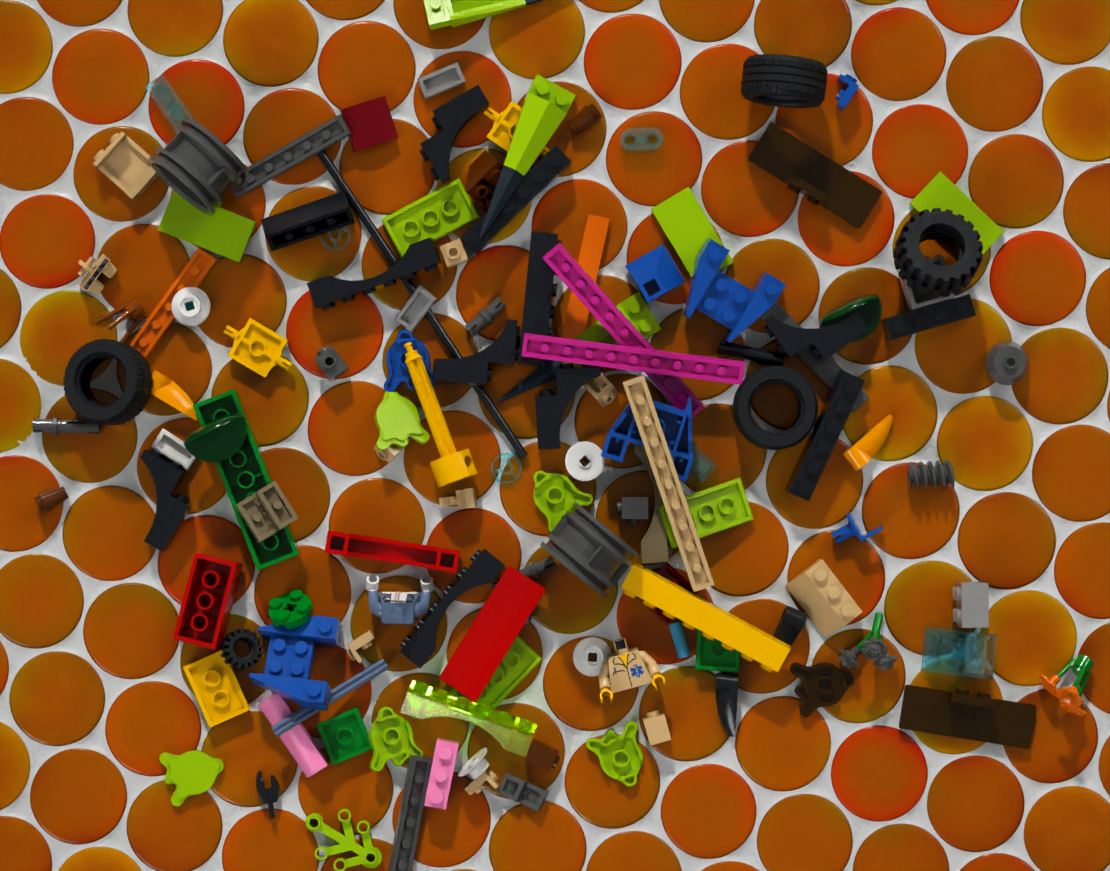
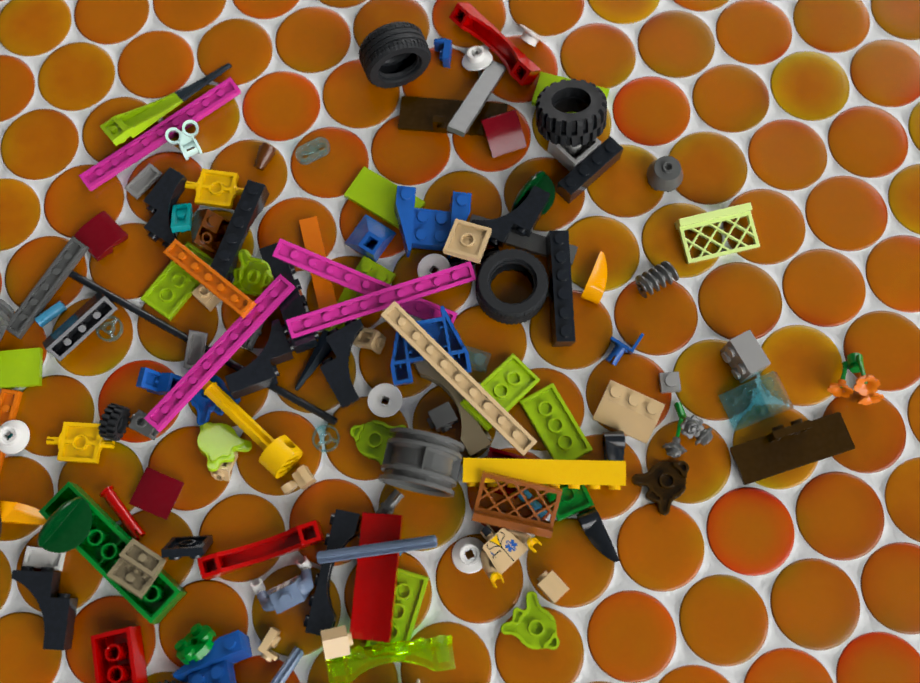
camera: 25 degrees left, 15 degrees down
(270, 443) = (122, 512): none -> red pin
(280, 188) = (50, 314): none -> dark azure hinge
(302, 346) = (114, 422): none -> black tyre
(312, 439) = (156, 493): none -> dark red slope
(322, 512) = (187, 546): none -> black plate
(366, 327) = (156, 382): none -> blue brick
(418, 257) = (177, 312): black arch -> none
(425, 677) = (336, 642): none -> tan brick
(442, 330) = (219, 354): none -> dark pink plate
(465, 150) = (181, 217): none -> teal plate
(465, 242) = (209, 278): none -> orange tile
(485, 32) = (155, 136): none -> dark pink plate
(505, 611) = (377, 549): none -> sand blue axle
(508, 58) = (186, 140): none -> light aqua piece
(510, 258) = (253, 274): none -> lime tile
(538, 120) = (228, 171): lime plate -> none
(542, 755) = (469, 659): reddish brown brick -> none
(648, 644) = (516, 521): none -> dark orange fence
(700, 336) = (432, 261): none -> white piece
(744, 572) = (555, 424): none -> lime tile
(753, 339) = (467, 241): none -> tan plate
(850, 174) = (476, 99): none -> tile
(858, 227) = (503, 133): none -> dark red slope
(875, 126) = (477, 58): none -> white piece
(883, 588) = (669, 382): none -> light grey plate
(895, 72) = (515, 61): none -> red arch
(952, 122) = (530, 36): none -> white piece
(1027, 438) = (713, 217): none -> yellowish green fence

